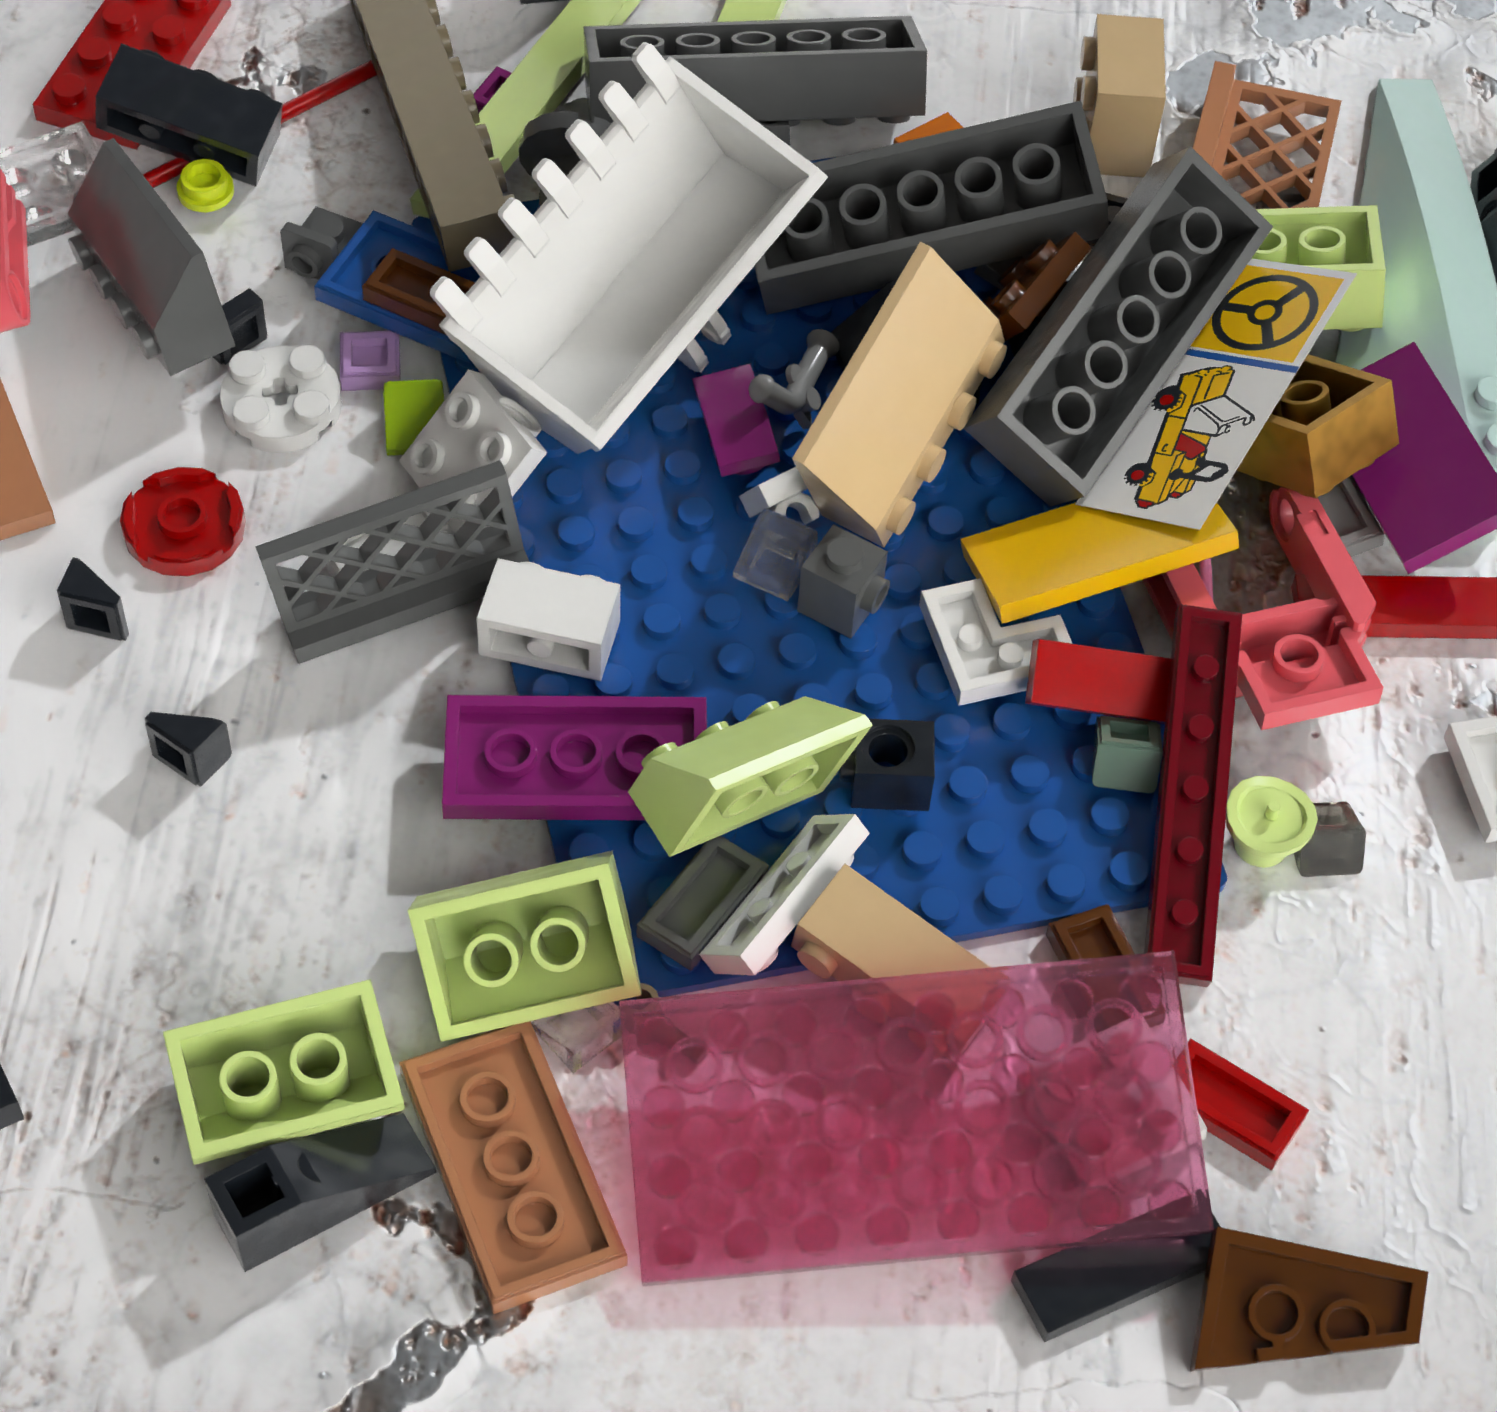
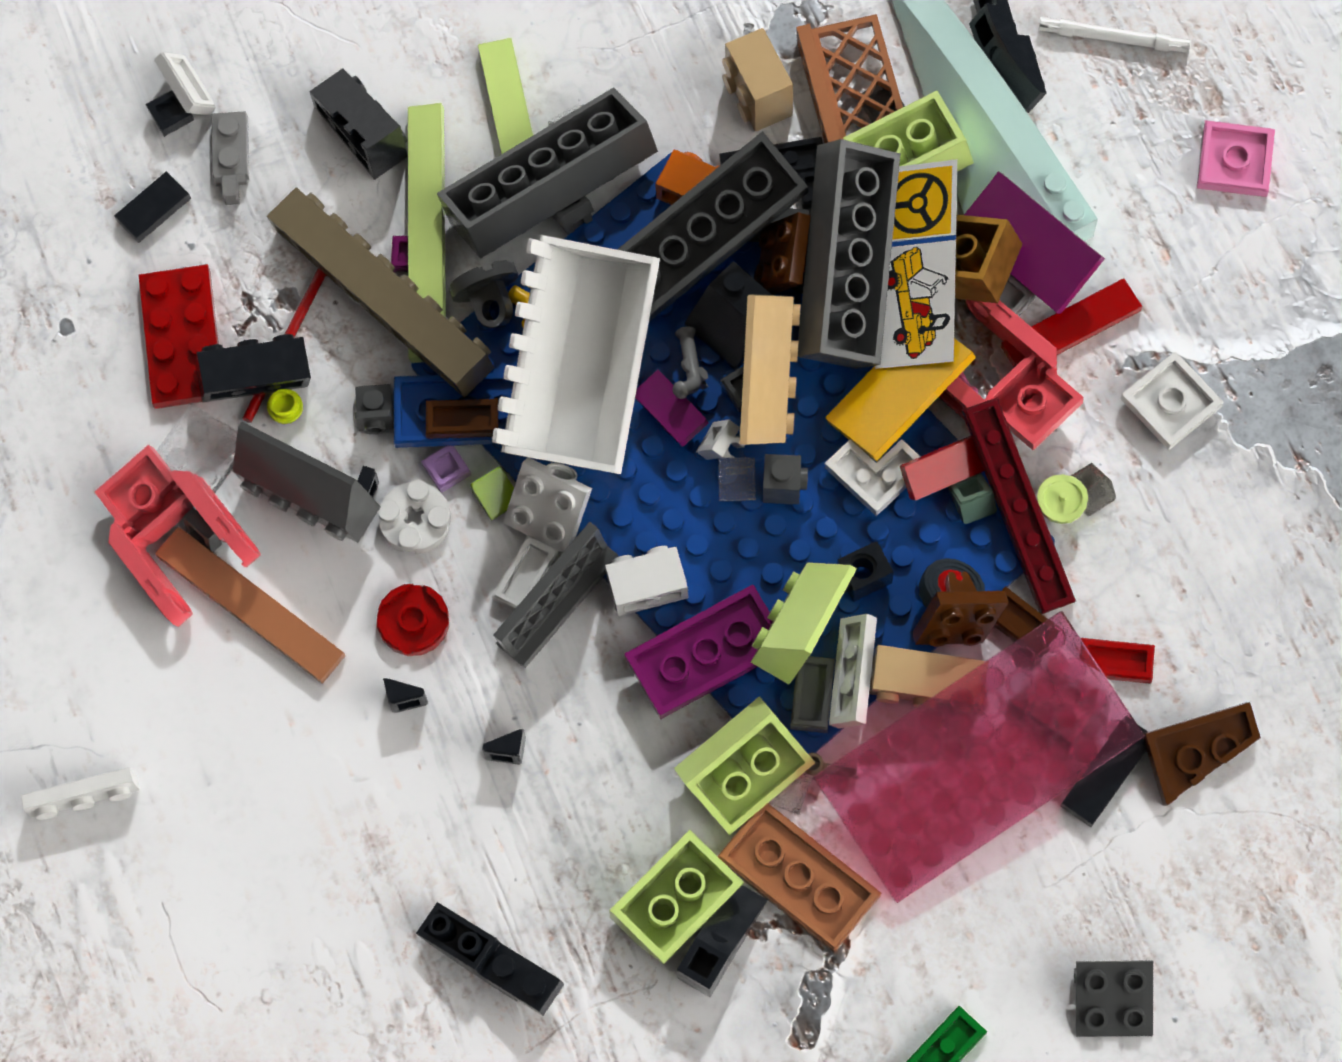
camera: 20 degrees left, 15 degrees up
(1006, 881) = (956, 605): none -> reddish brown plate

